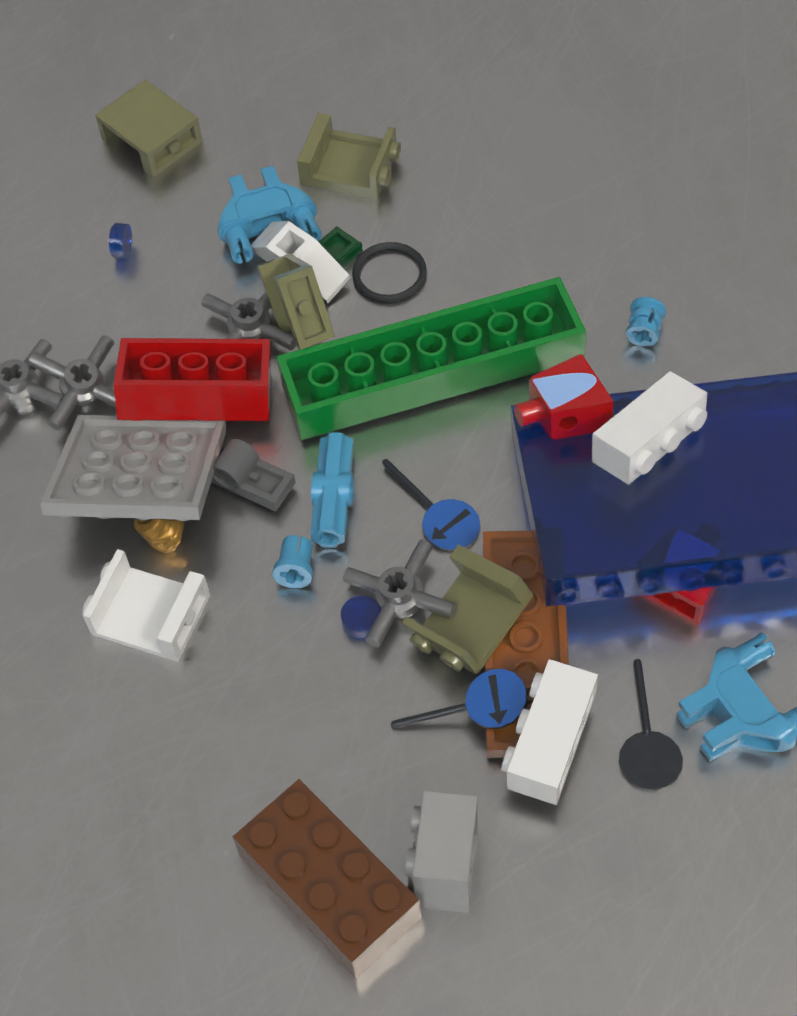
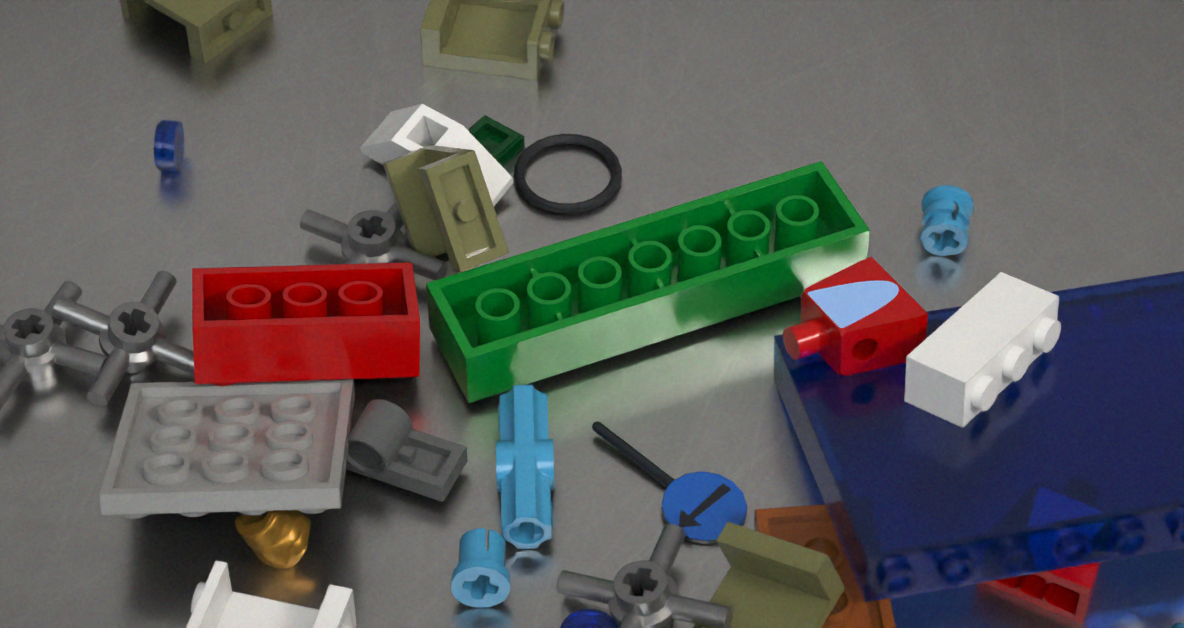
camera: 10 degrees left, 10 degrees down
(254, 210) = (362, 98): dark azure connector -> none

